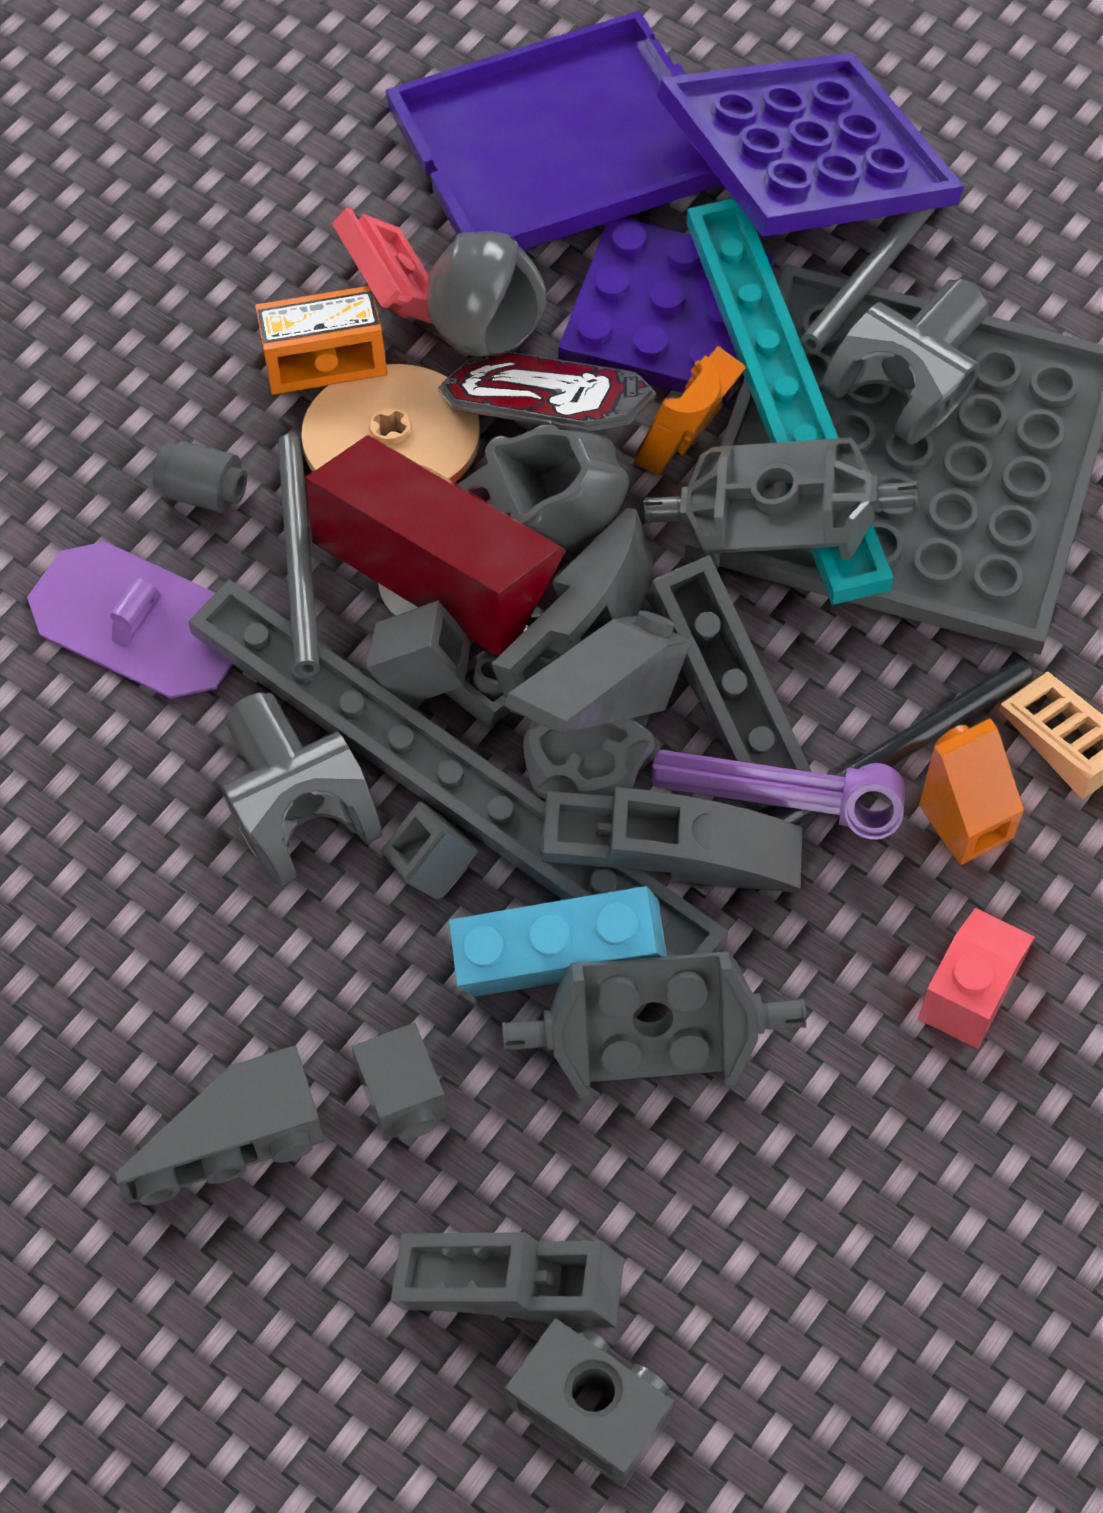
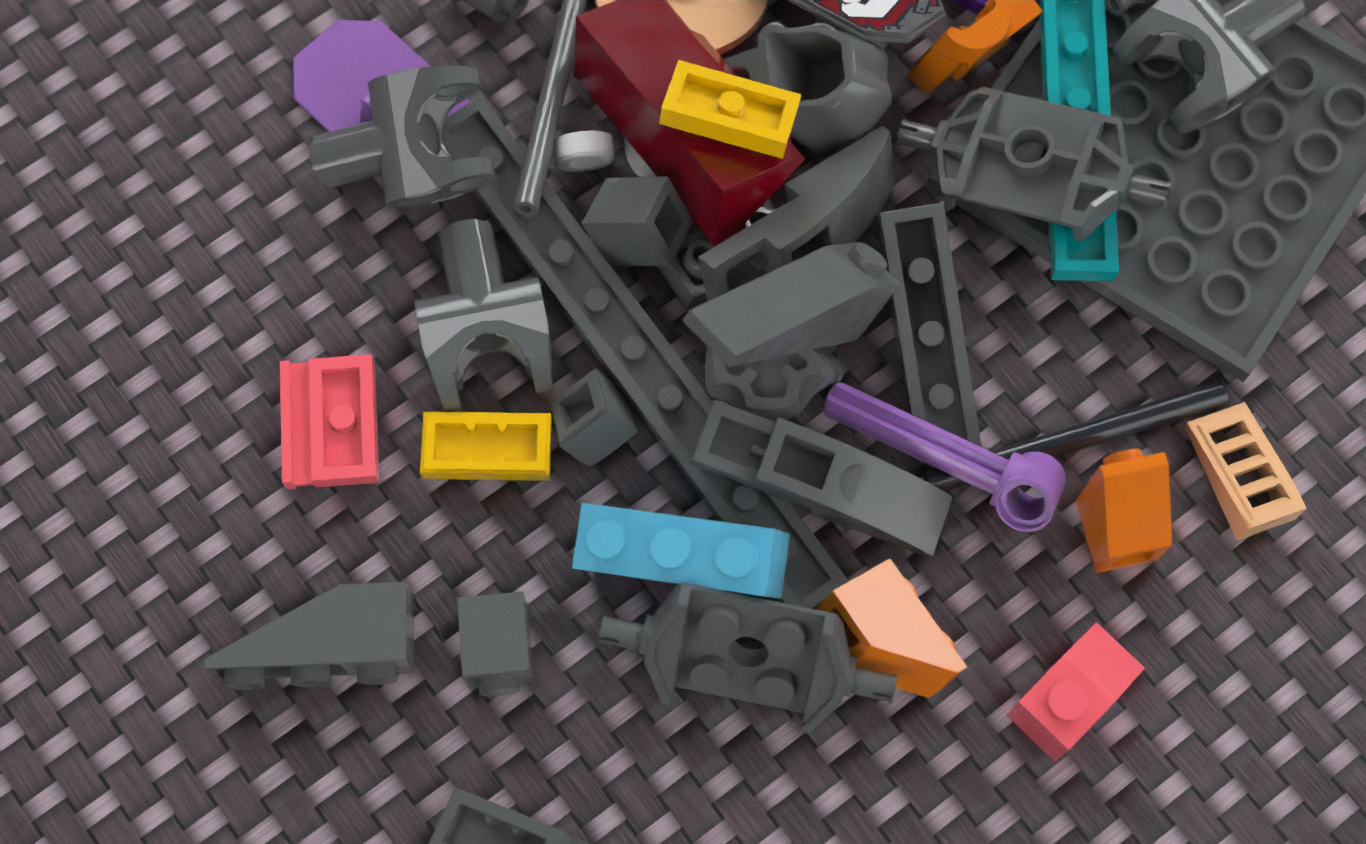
camera: 15 degrees right, 10 degrees up
(169, 636) = (405, 140): none -> dark grey connector
(169, 923) = (329, 422): none -> coral plate
(333, 904) = (486, 446): none -> yellow plate
(344, 606) = (583, 151): none -> white tile
(483, 518) = (730, 109): none -> yellow plate
(790, 962) = (894, 631): none -> slope

